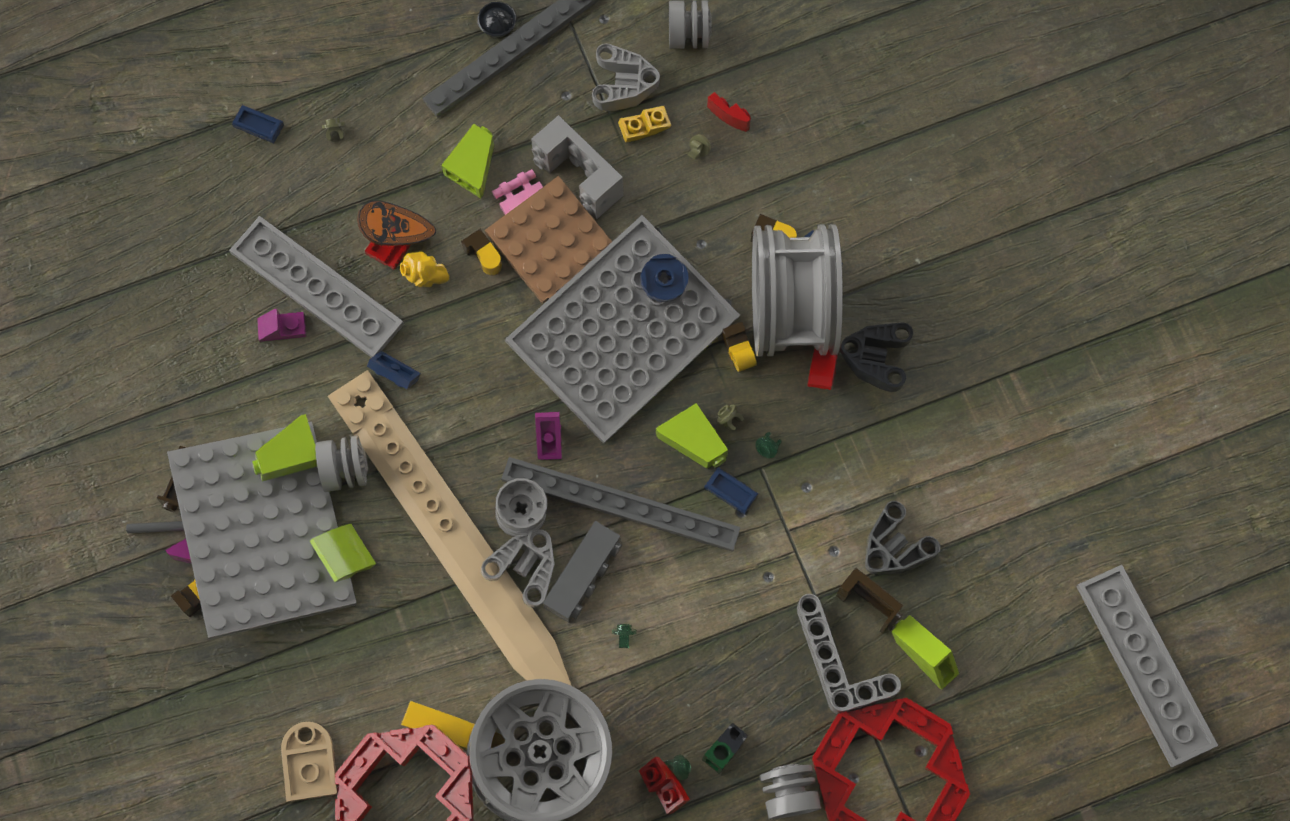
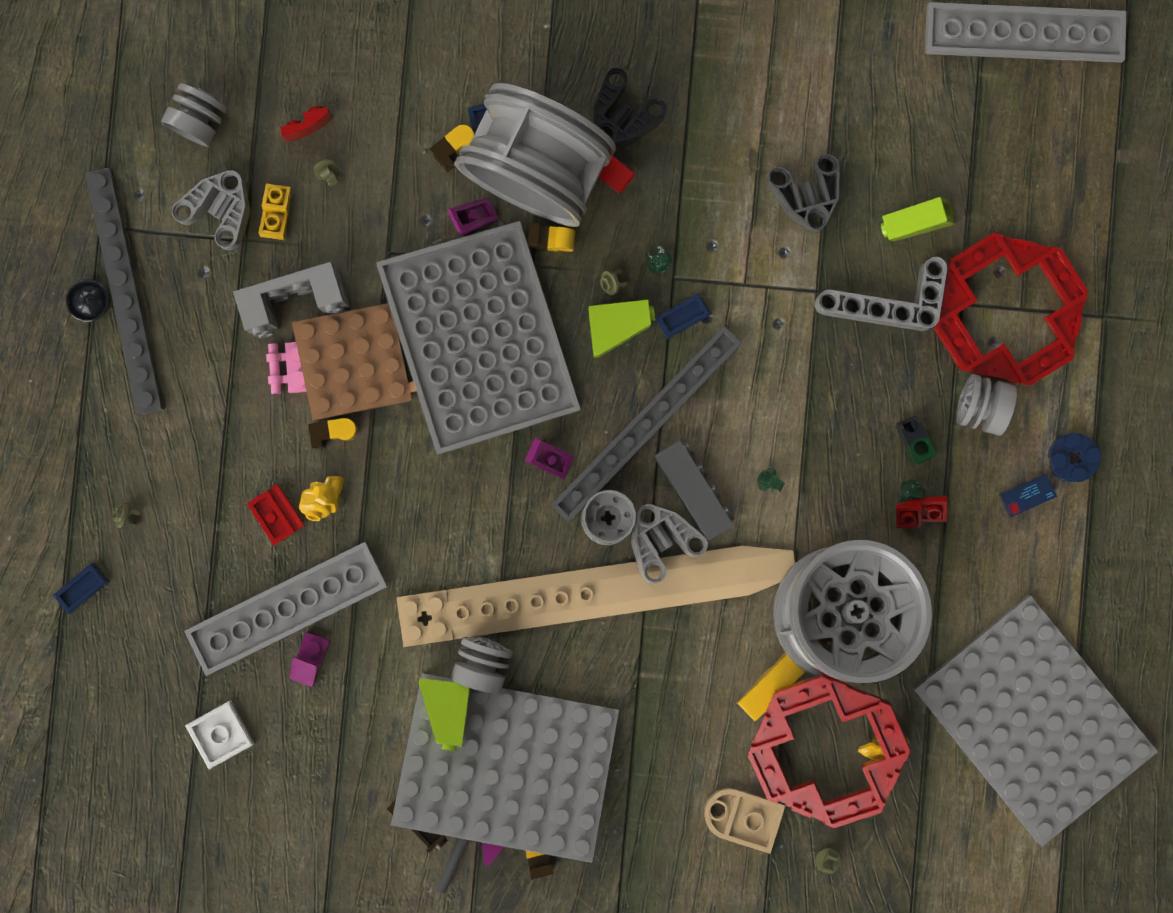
camera: 70 degrees left, 15 degrees up
(184, 286) = (219, 734): none -> white tile
(342, 552) = (568, 702): lime slope -> none
(393, 225) = (263, 506): shield -> none
(393, 370) = (409, 572): dark blue plate -> none
(471, 160) = (229, 398): lime slope -> none
(673, 268) = (445, 260): dark blue plate -> none
(722, 274) = (473, 216): none -> magenta slope
(872, 594) = (829, 249): dark brown panel -> none

